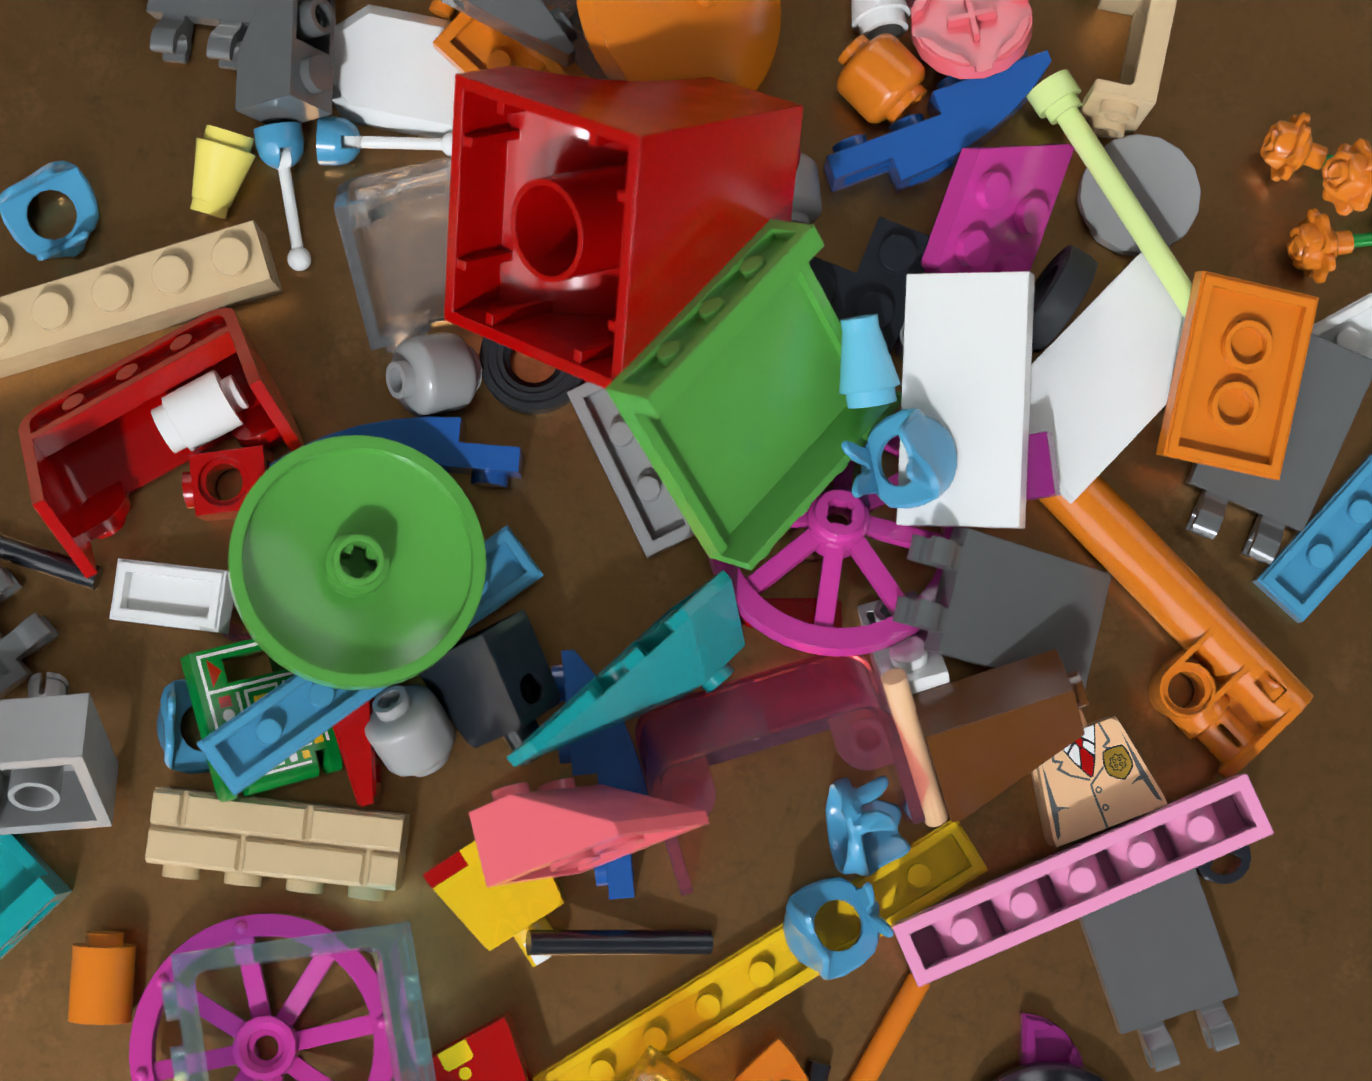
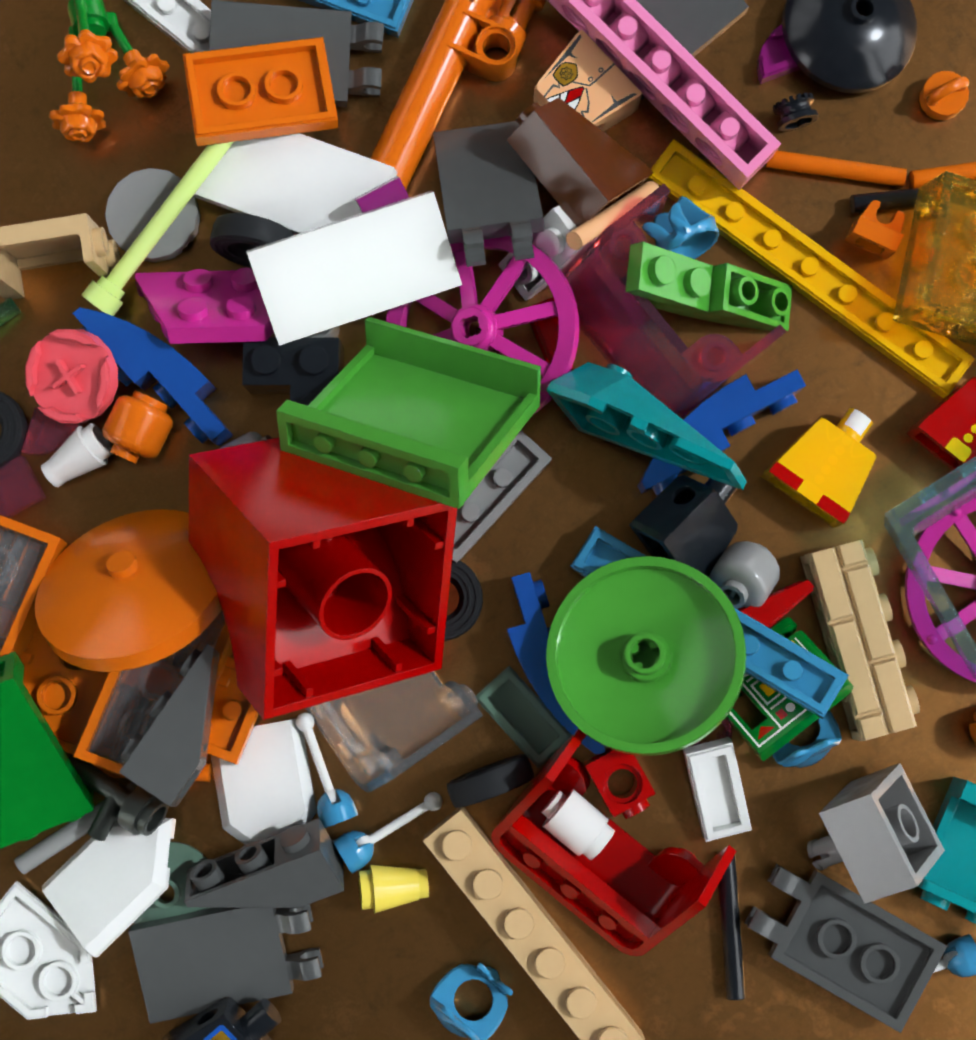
camera: 110 degrees left, 0 degrees up
(291, 329) = (490, 781): none -> black tyre
(345, 402) = (523, 716): none -> sand green tile
(434, 374) = (481, 663): light grey head -> none
(570, 829) = (771, 422): coral slope -> none
(619, 942) = (831, 370): black bar -> none
(776, 828) = (707, 291): none -> bright green slope
(805, 943) = (773, 243): dark azure piece -> none
(866, 365) = (357, 348): medium azure cone -> none
(929, 465) = (403, 275): dark azure piece -> none
(961, 1036) = (796, 112): none -> black bush

